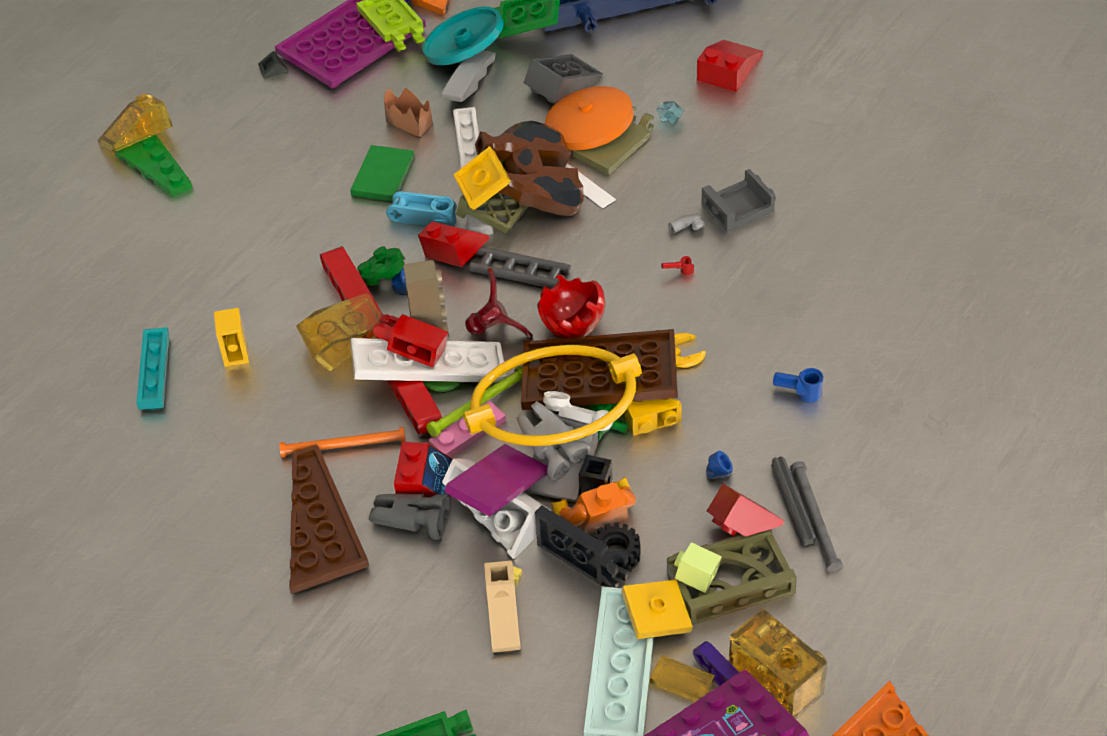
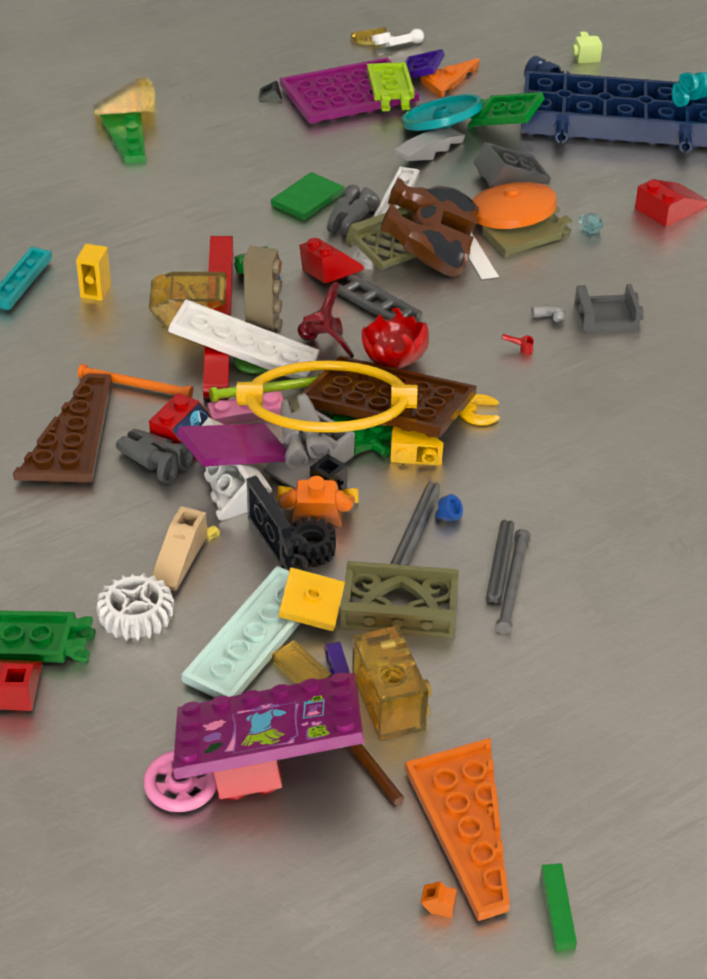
camera: 20 degrees right, 5 degrees down
(407, 112) = (353, 152): nougat piece -> none
(412, 338) = (237, 316): red hinge -> none
(422, 209) = (314, 225): medium azure piece -> none
(439, 182) = (352, 208): none -> dark grey piece
(481, 178) = (375, 212): yellow plate -> none
(513, 684) = (133, 599): none -> white gear
(561, 402) = (330, 406): white piece -> none
(697, 567) = (366, 576): yellowish green brick -> none
(698, 494) = (416, 524): none -> flat silver axle
(740, 514) = (439, 549): slope -> none
(807, 384) = (574, 470): blue axle -> none

